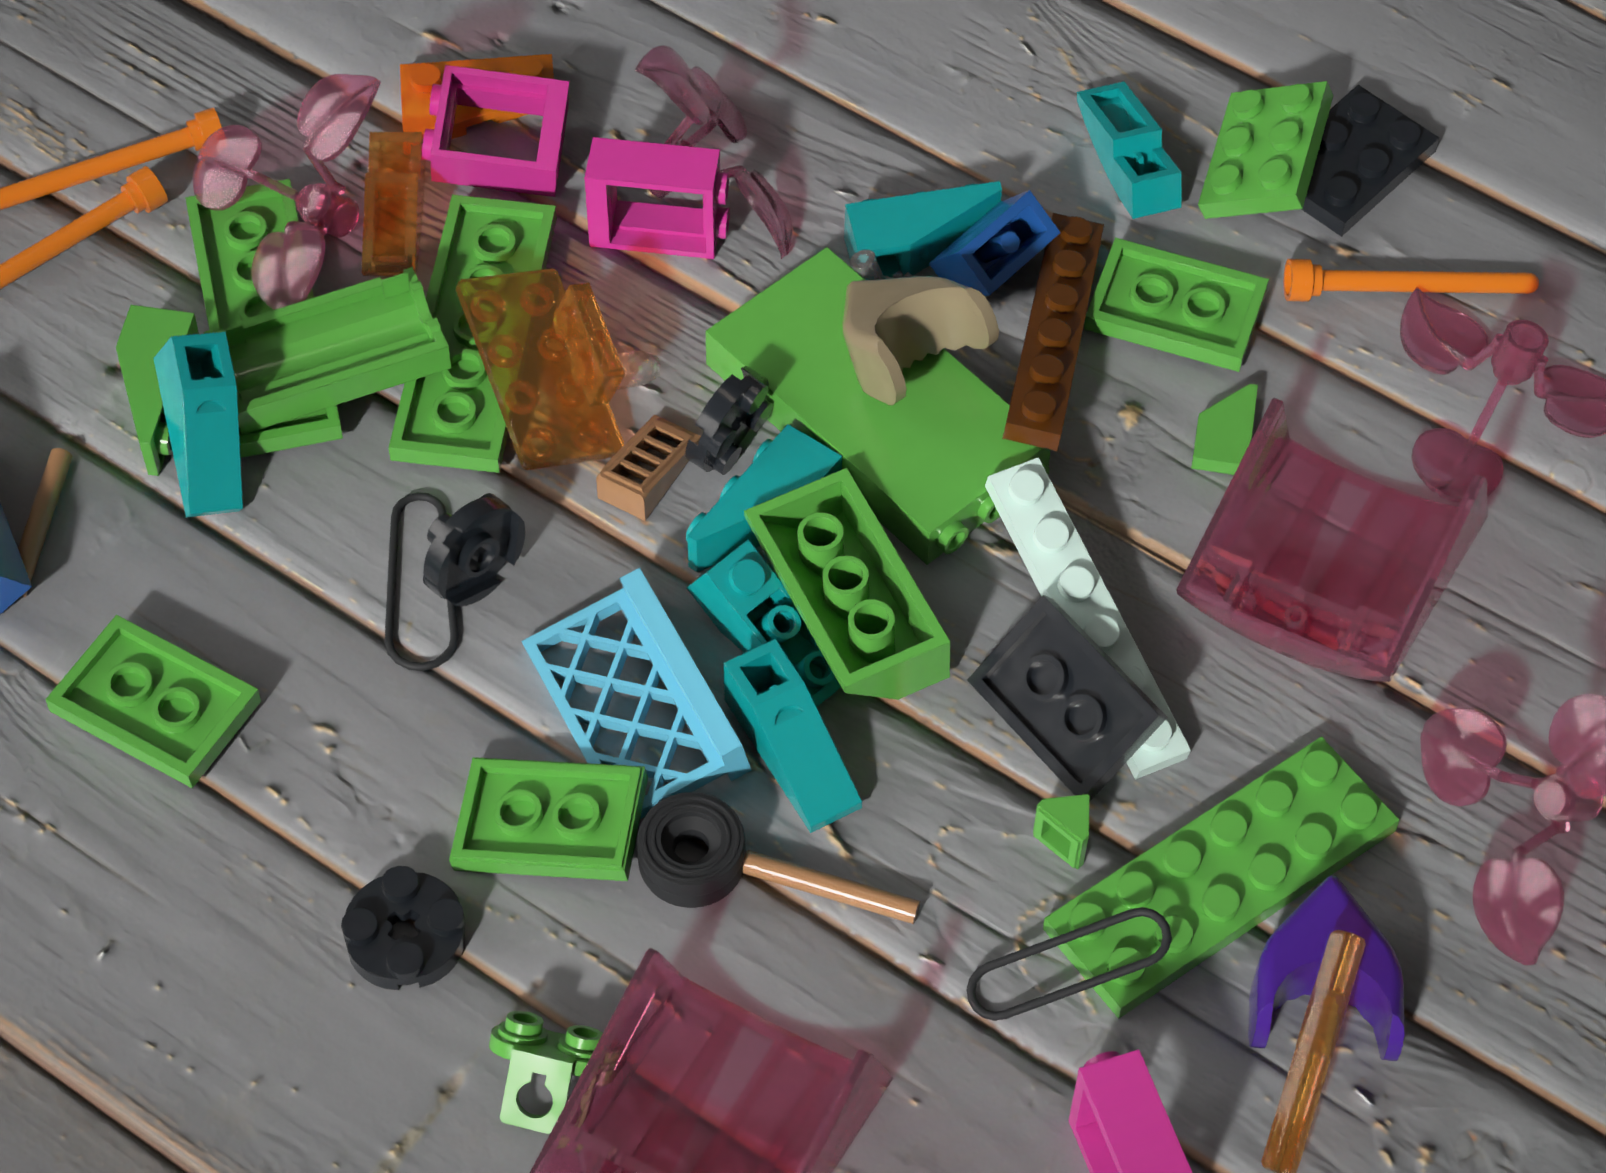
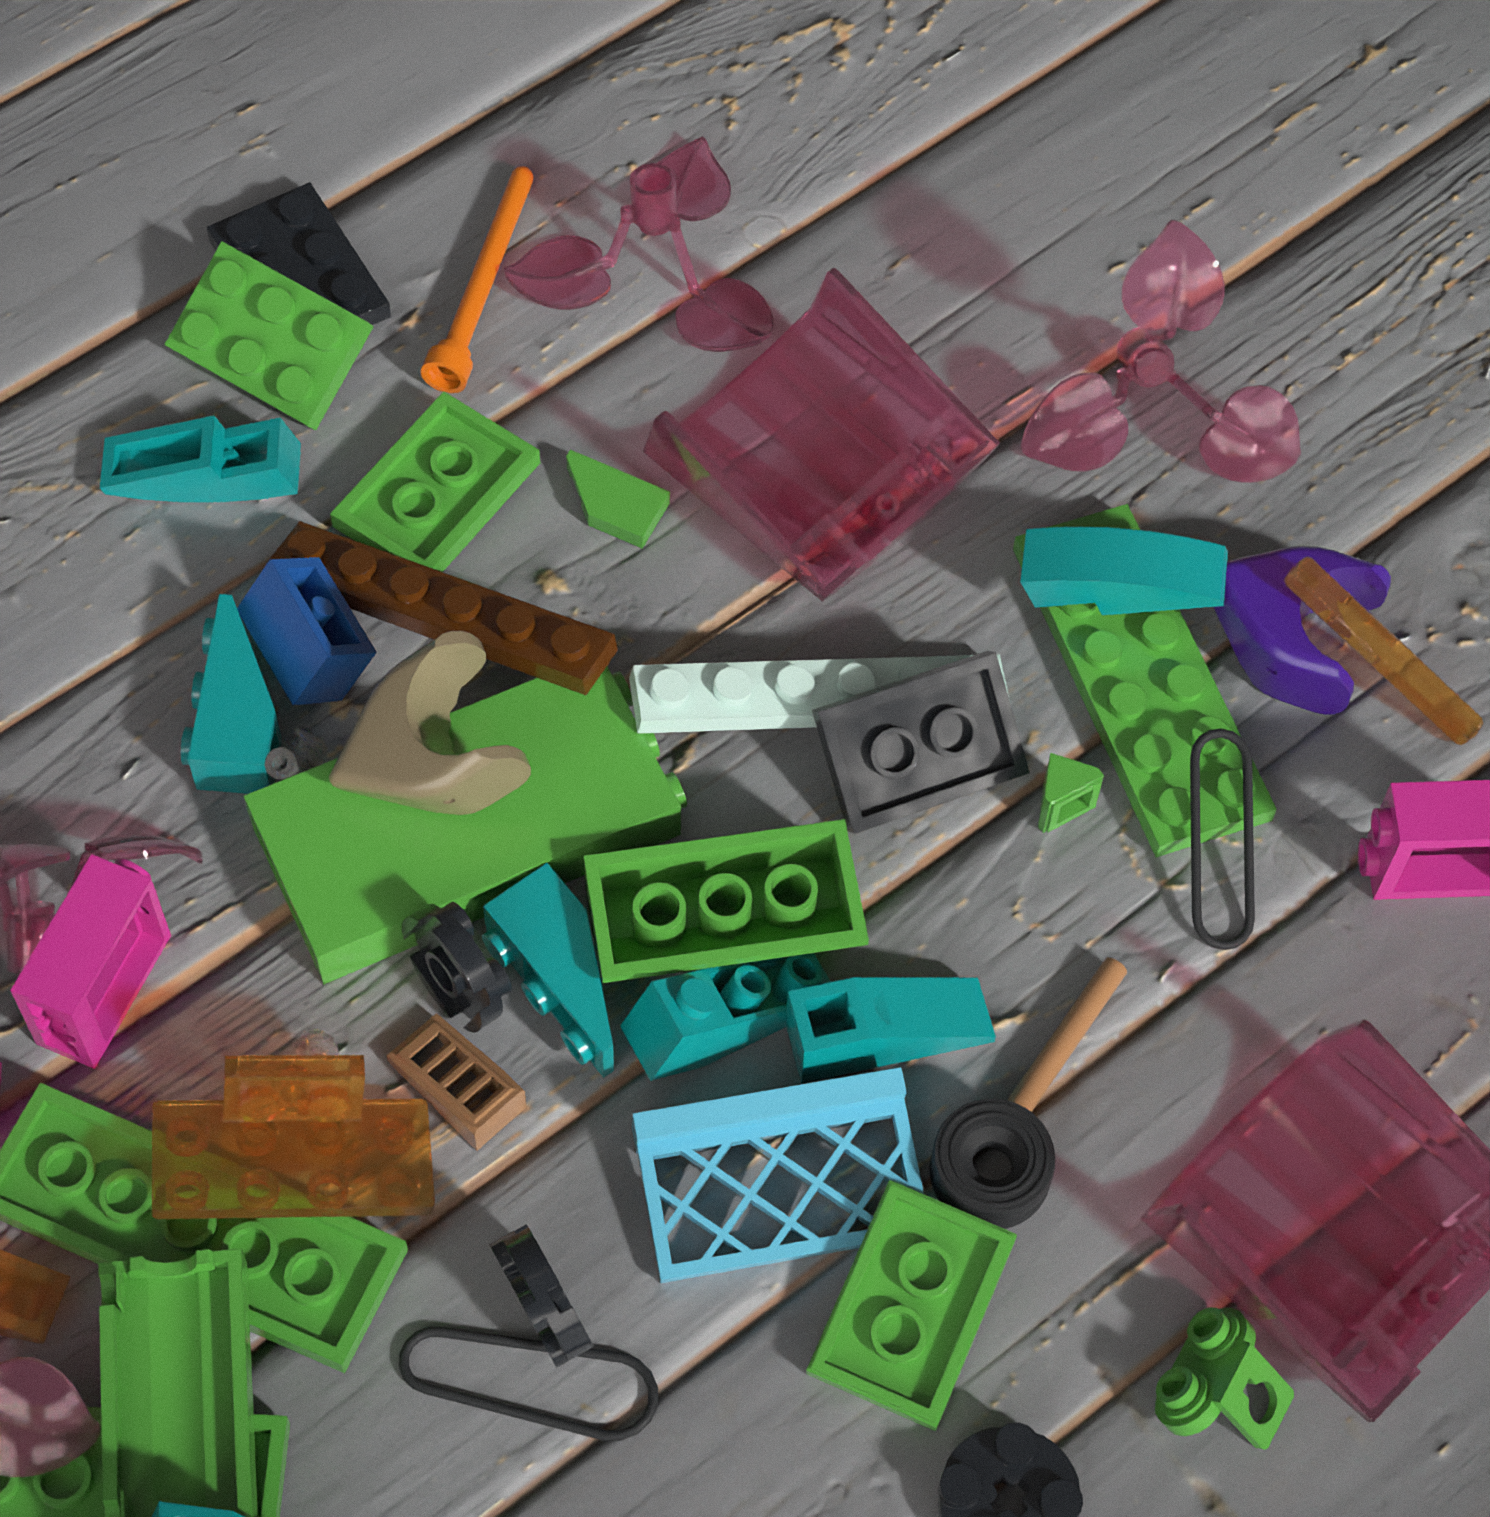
camera: 75 degrees left, 5 degrees up
(1298, 805) = (1122, 569): none -> teal slope

